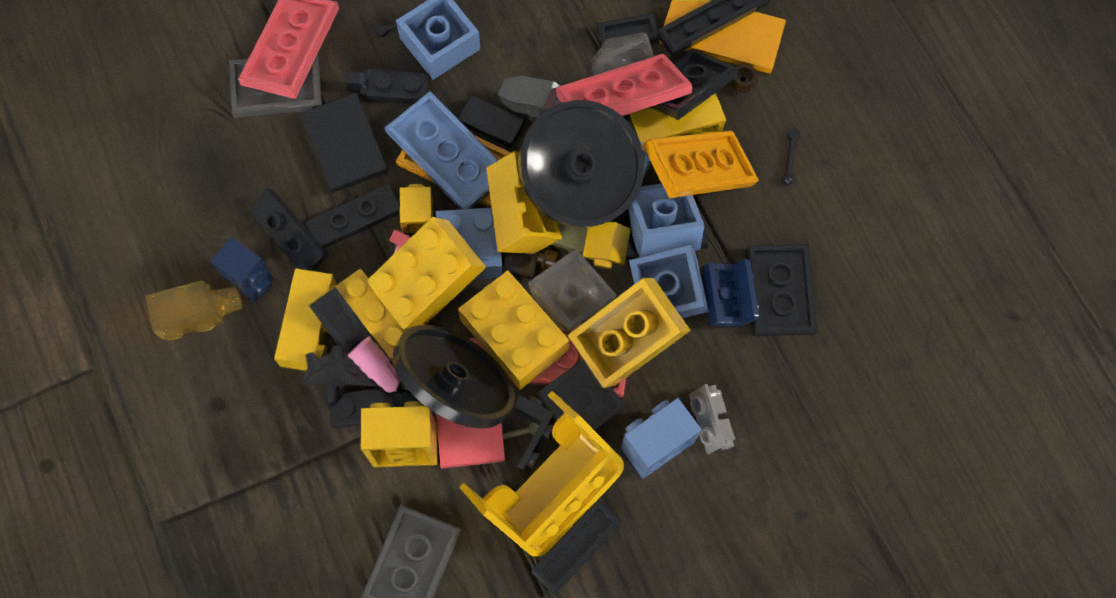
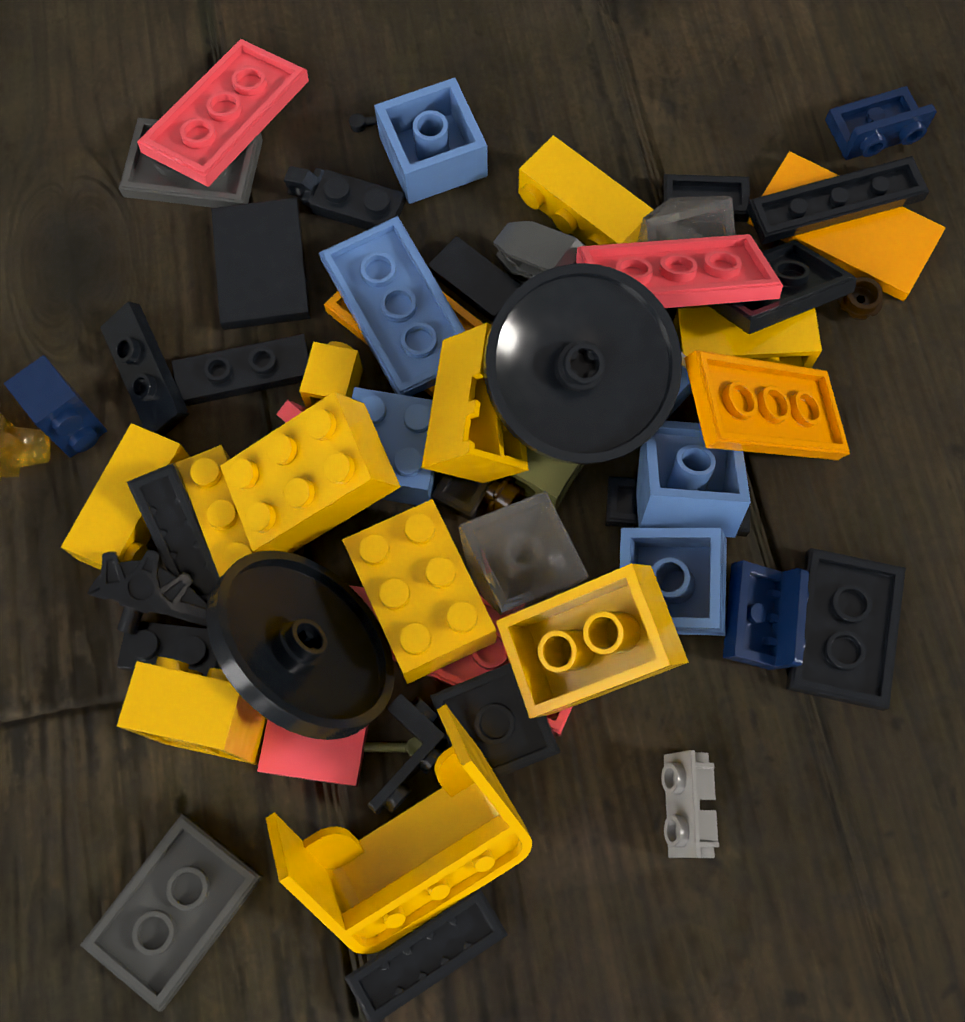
camera: 20 degrees right, 0 degrees up
(375, 364) = (193, 582): bright pink hinge -> none
(547, 52) = (580, 196): none -> yellow brick
(607, 244) = (594, 495): yellow brick -> none
(659, 437) = (601, 817): medium blue brick -> none
(793, 136) = (916, 399): black hinge -> none

